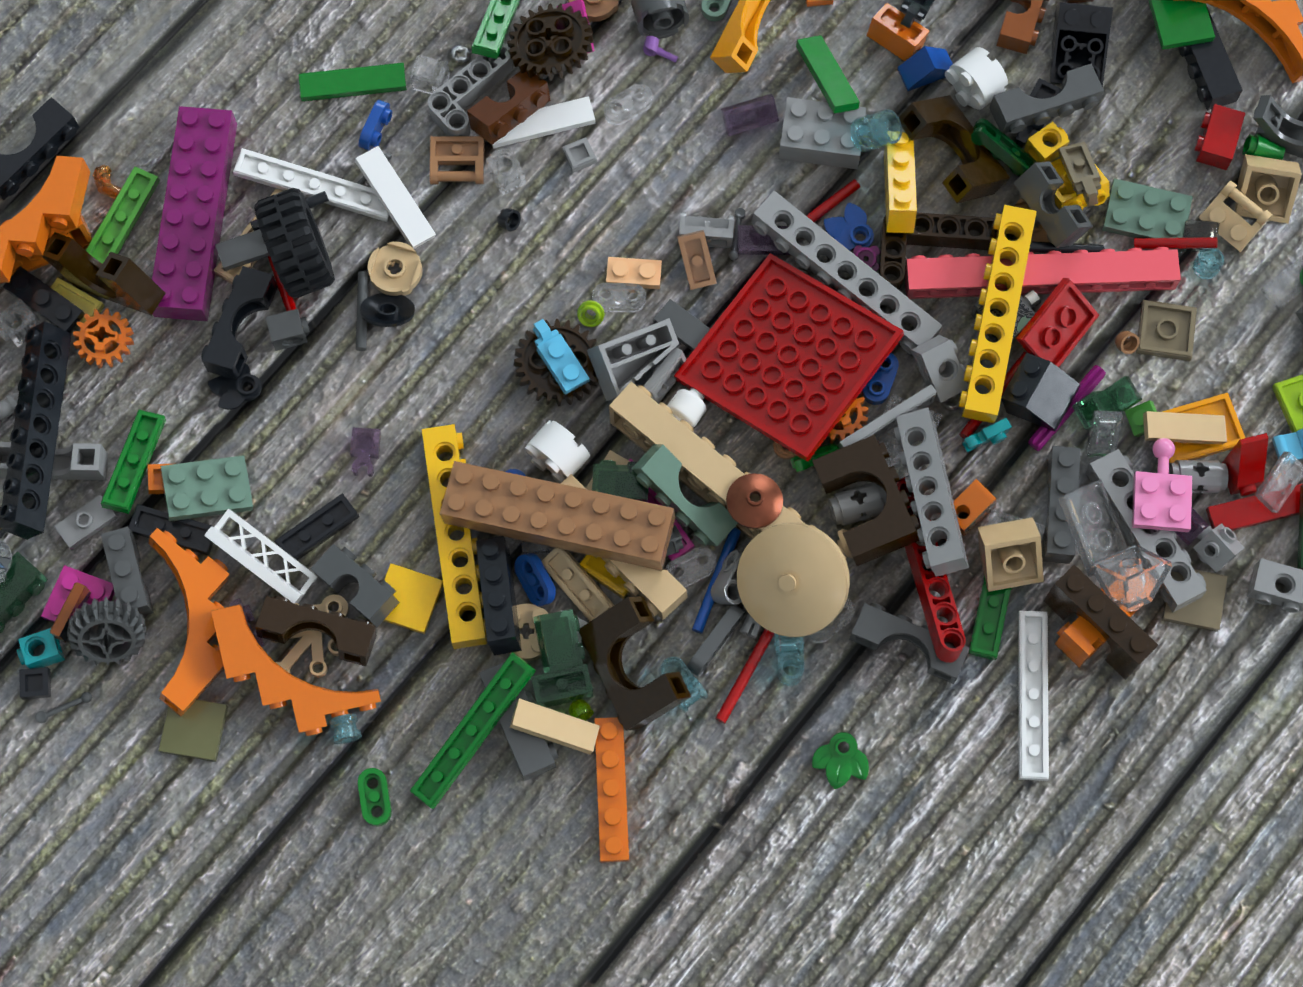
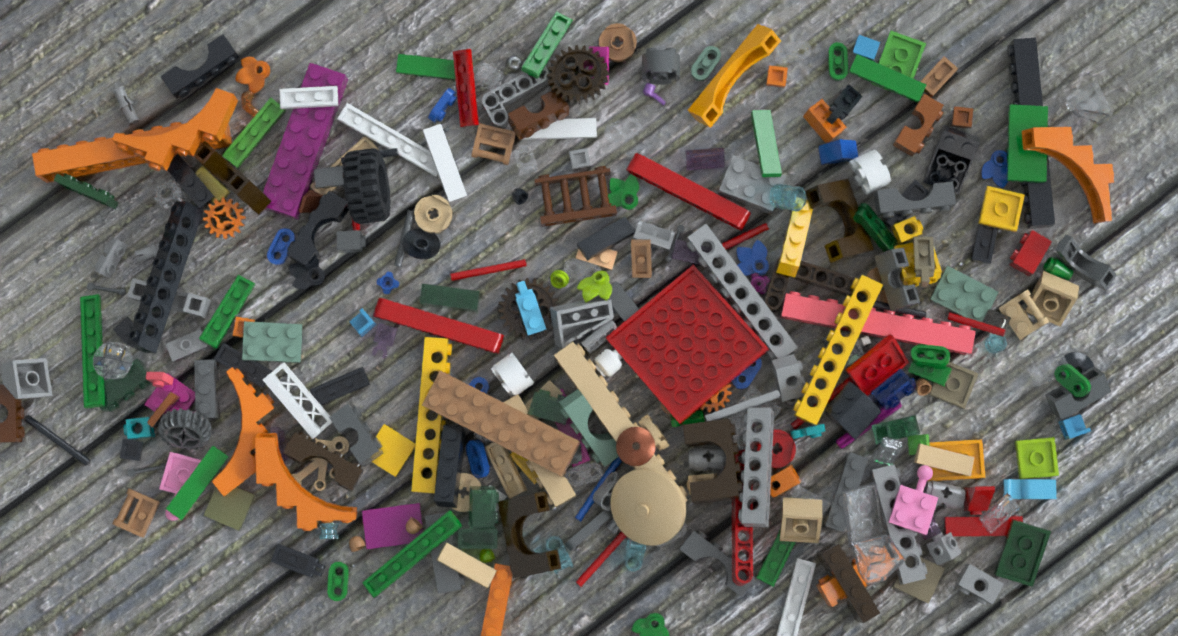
camera: 15 degrees right, 10 degrees up
(55, 571) = (159, 379): none -> coral plate
(68, 771) = (141, 516): none -> medium nougat plate
(100, 145) = (250, 75): none -> orange plate
(117, 704) = (176, 474): none -> bright pink plate
(139, 704) = (197, 482): none -> green tile
(188, 148) = (308, 97): none -> white tile
(190, 359) = (280, 246): none -> blue plate
(218, 289) = (310, 202): none -> copper slope
(308, 782) = (296, 561): none -> black hinge
(330, 433) = (362, 322): none -> dark azure panel
(352, 366) = (382, 282): none -> blue plate
(389, 739) = (356, 543): none -> medium nougat hinge
(401, 94) = (465, 87): none -> red tile
(434, 701) = (388, 525): none -> magenta tile
(436, 411) = (438, 325): none -> red beam
(444, 372) = (450, 298): none -> clear green brick
(464, 692) = (413, 526): none -> medium nougat hinge
(489, 325) = (488, 270): none -> red bar
(583, 228) = (587, 211): none -> reddish brown fence
(641, 245) = (606, 238): none -> black tile
(644, 305) = (595, 286): none -> lime plate
(647, 182) = (621, 190): none -> green plate
(738, 161) = (688, 191): none -> red beam
(790, 494) = (660, 440): none -> tan plate
(963, 462) = (788, 449): none -> red plate
(1089, 353) = (894, 389): none -> clear blue bracket
(1126, 294) = (930, 354): none -> green plate
(1130, 317) = (937, 375): none -> green plate
(1142, 44) = (996, 170): none -> blue plate
(1154, 127) = (984, 243): none -> black plate
(1165, 88) = (1001, 209): none -> yellow tile

